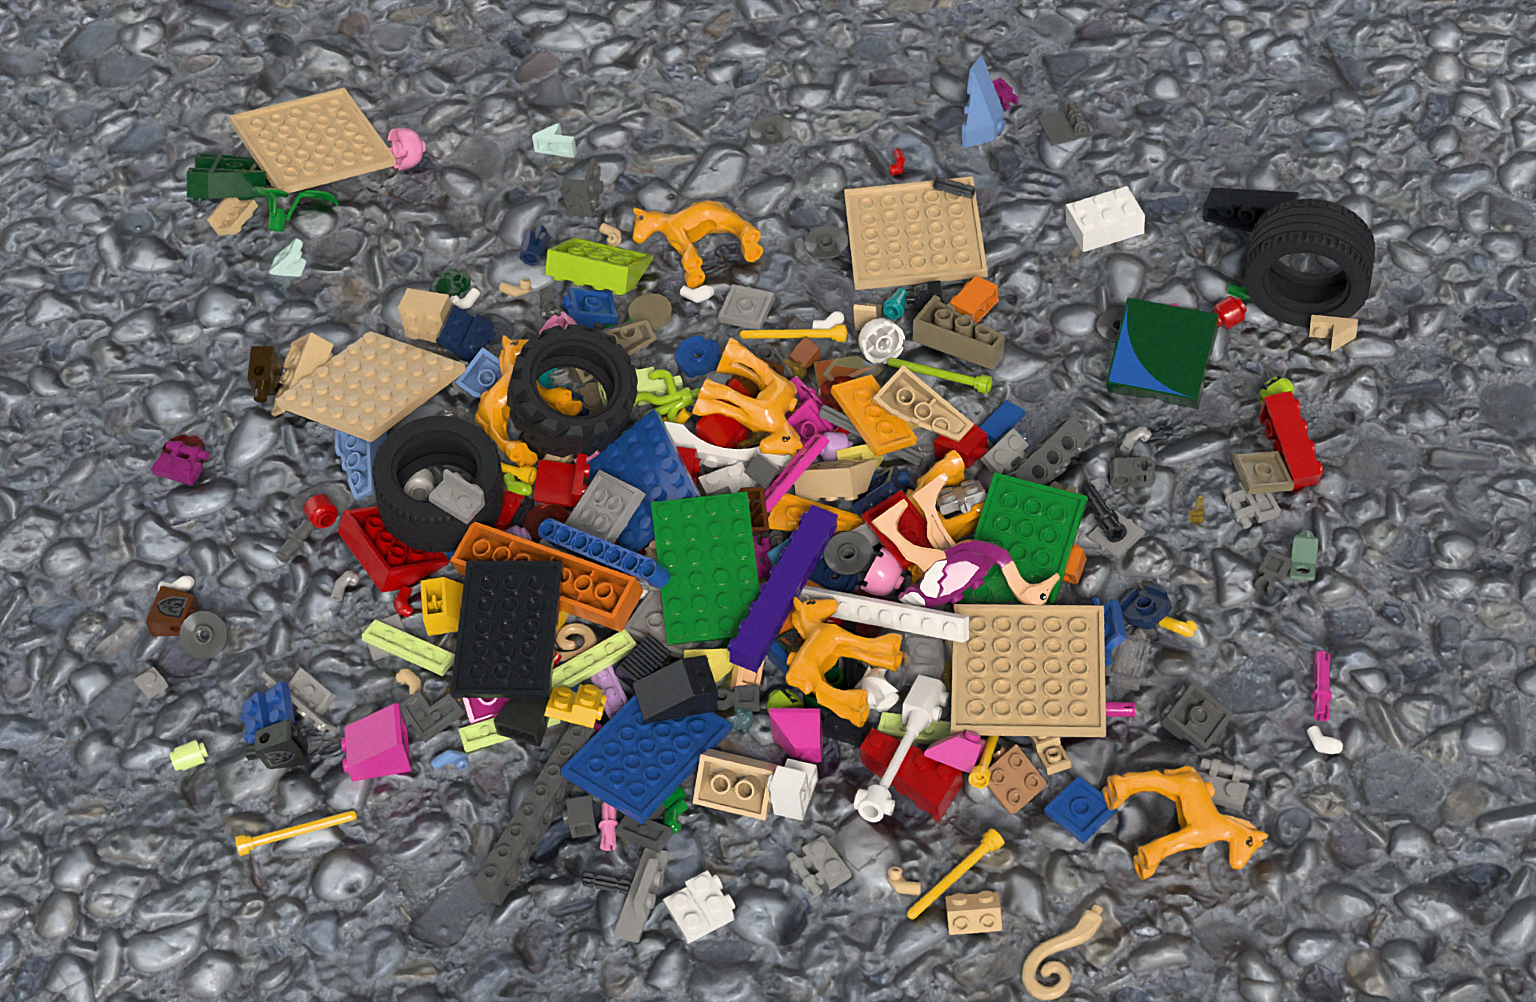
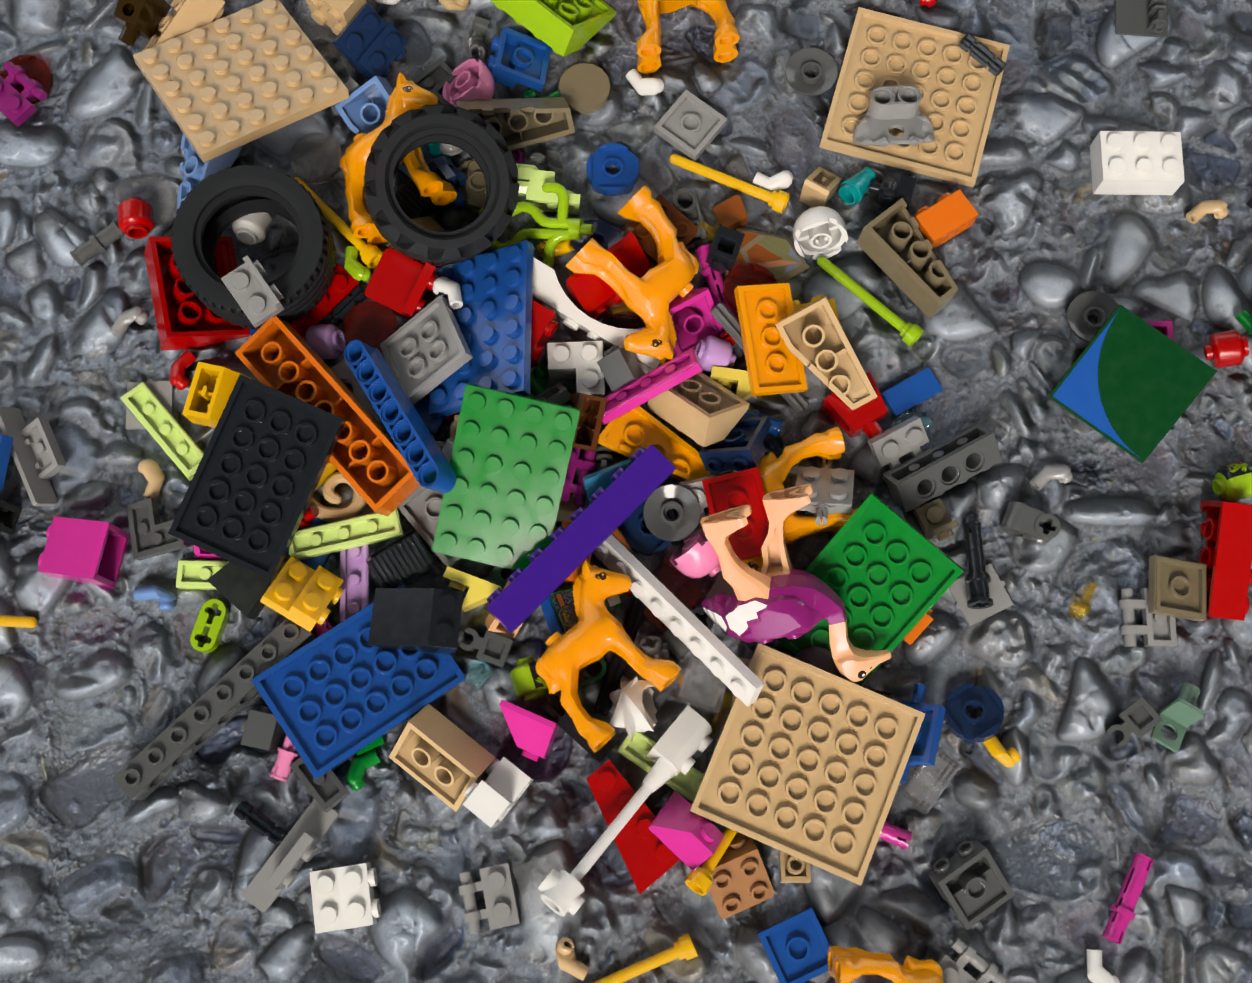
camera: 15 degrees right, 25 degrees up
(509, 765) = (203, 623): none -> lime beam
(604, 465) = (450, 288): none -> white arm
(810, 378) = (724, 249): none -> black brick
(901, 241) = (890, 109): none -> light grey piece
(1180, 227) = (1215, 207): none -> tan arm

